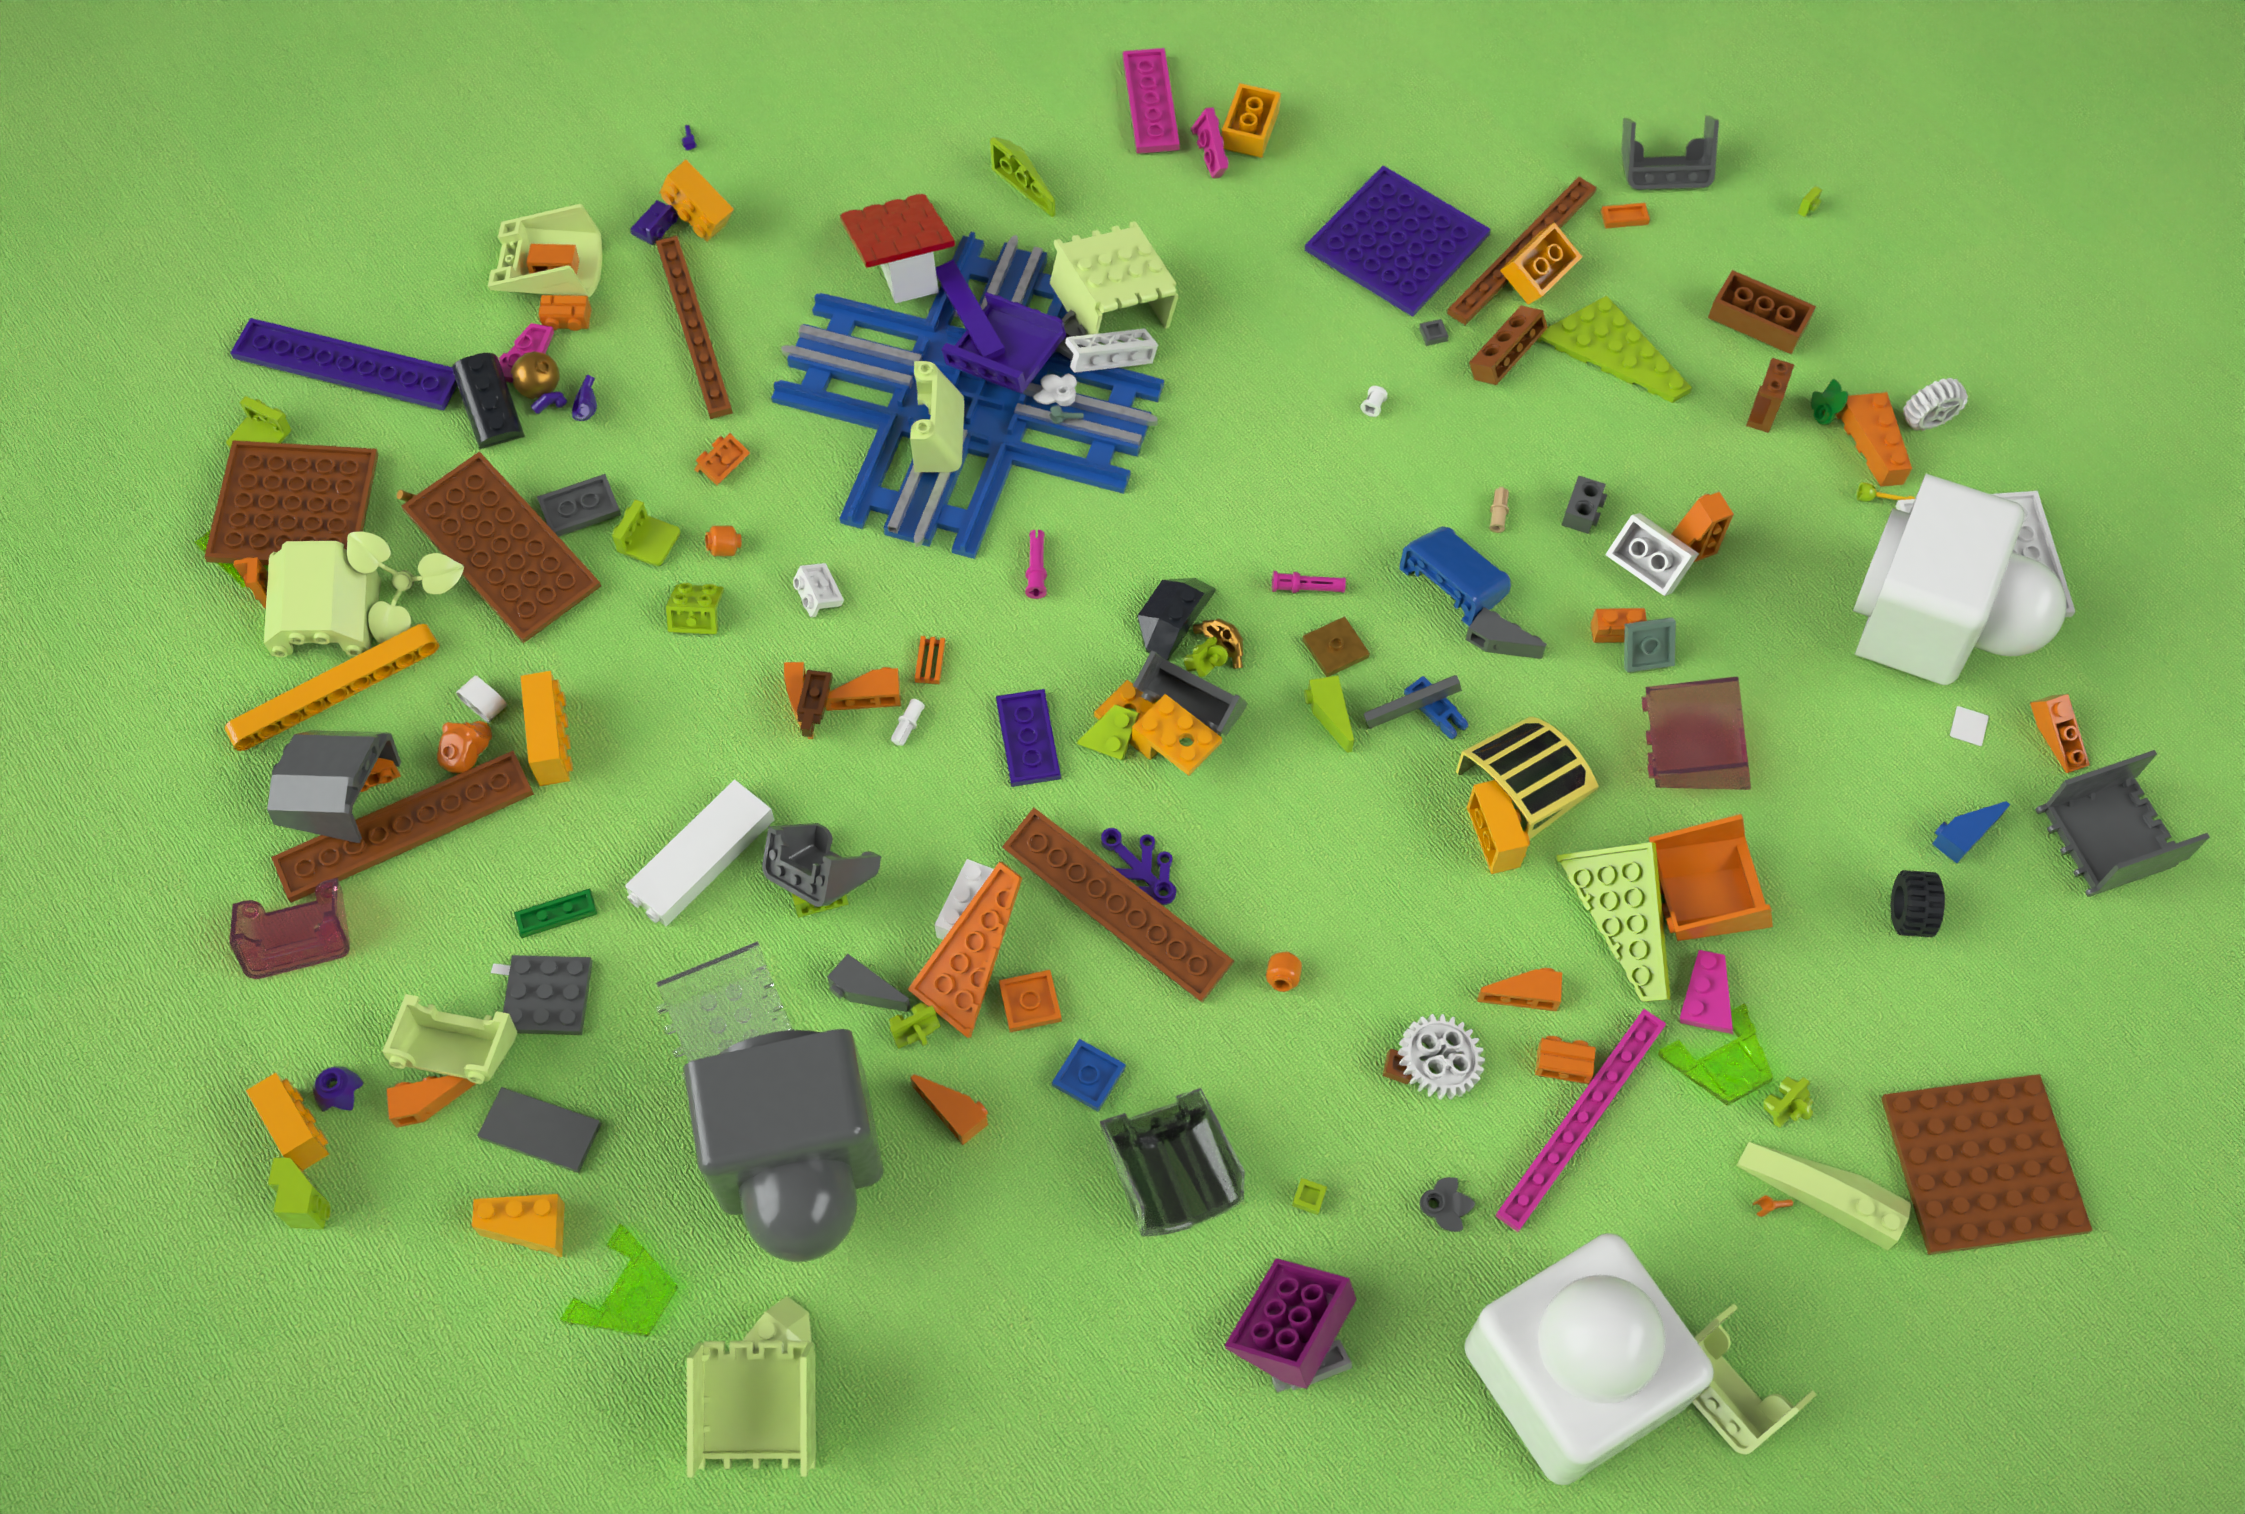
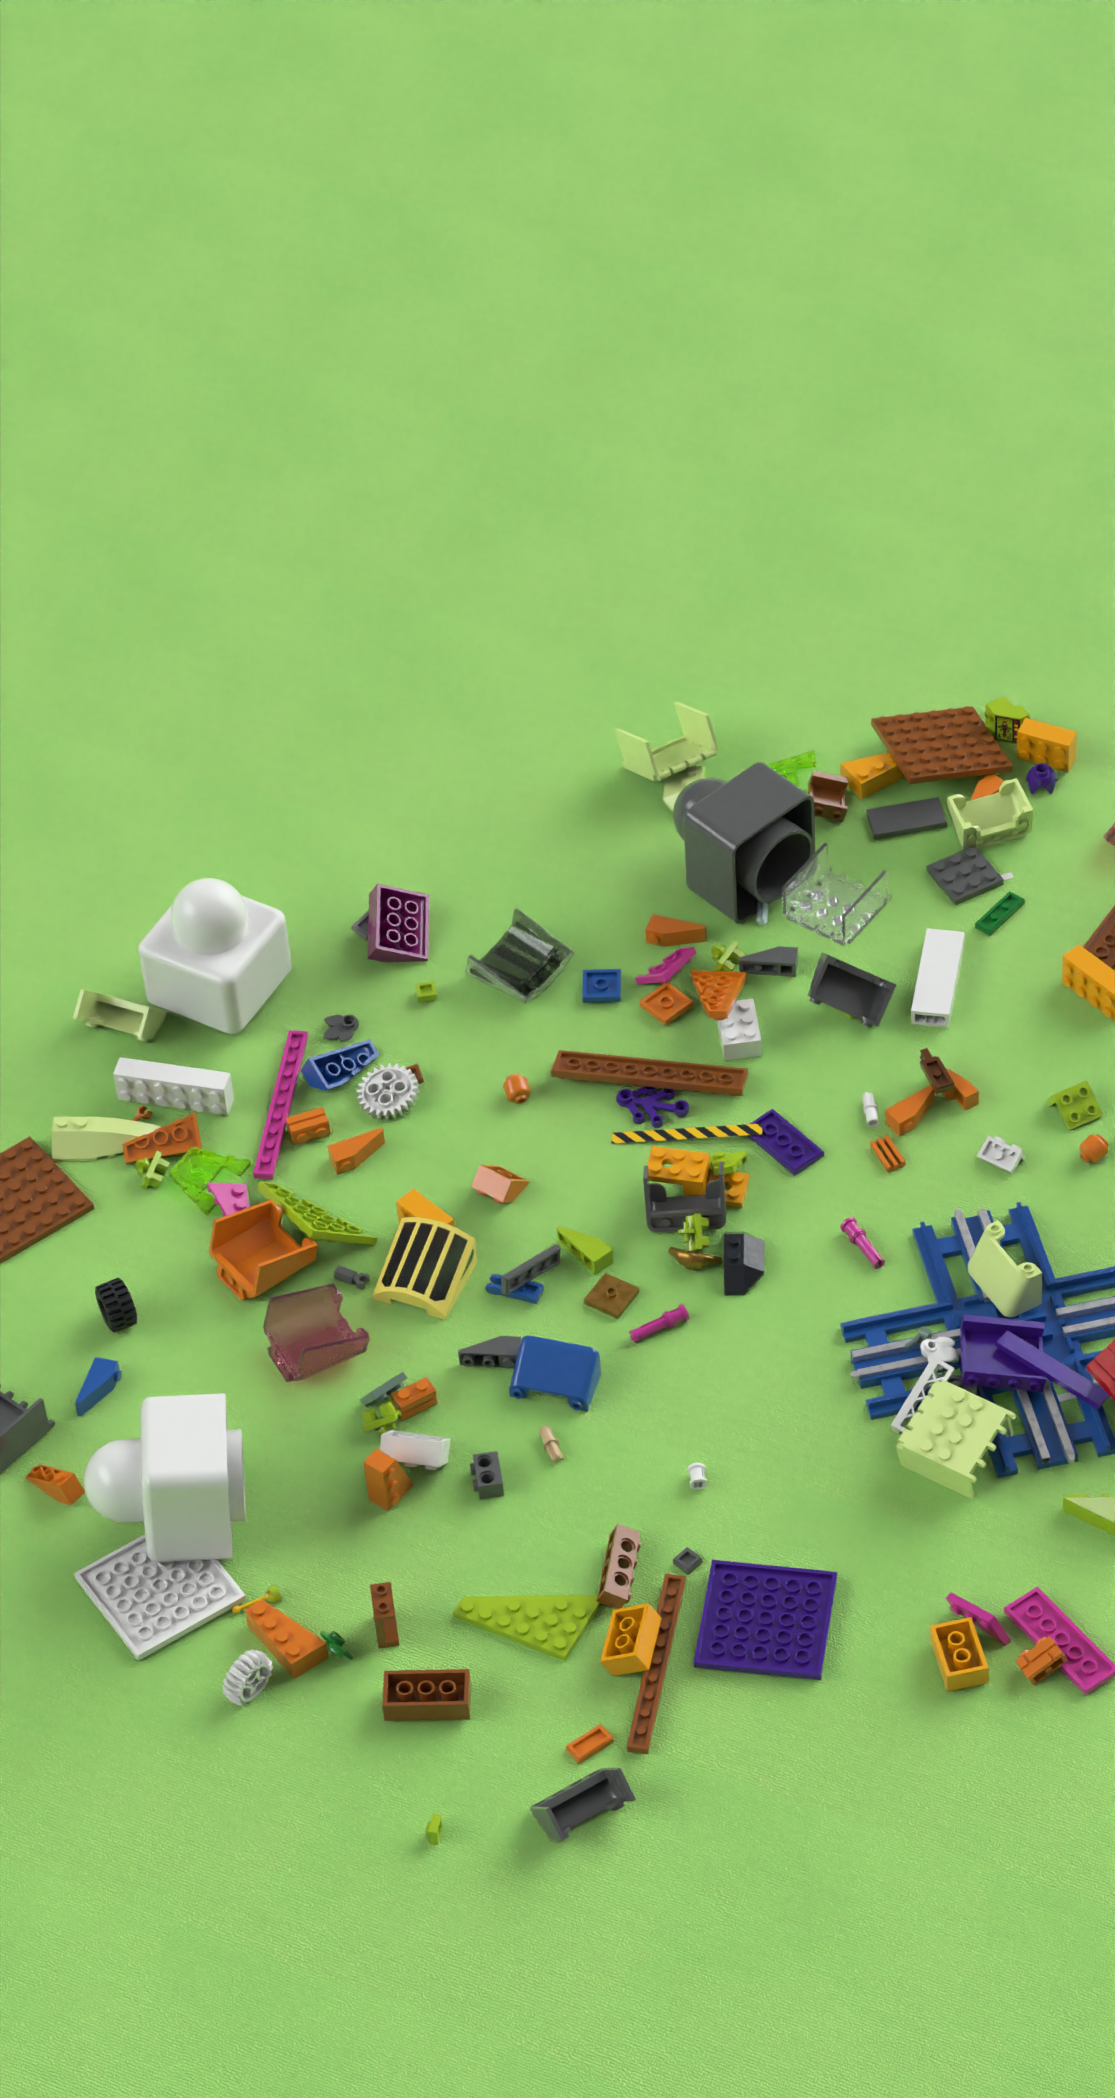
camera: 155 degrees right, 15 degrees down
(409, 1202) = (941, 745): none -> dark orange plate
(611, 1213) = (828, 795): none -> dark orange panel
(993, 1052) = (670, 966): none -> dark pink wing
(1126, 805) = (687, 1133): none -> sticker
(1184, 80) = (1041, 1660): none -> orange brick
(1377, 849) = (498, 1183): none -> slope
(1490, 1130) = (338, 1066): none -> blue wedge
(1612, 821) = (351, 1277): none -> dark grey bar
(1662, 607) = (389, 1415): none -> lime hips
(1717, 1208) = (173, 1086): none -> white brick
(1752, 1133) = (169, 1140): none -> orange wing

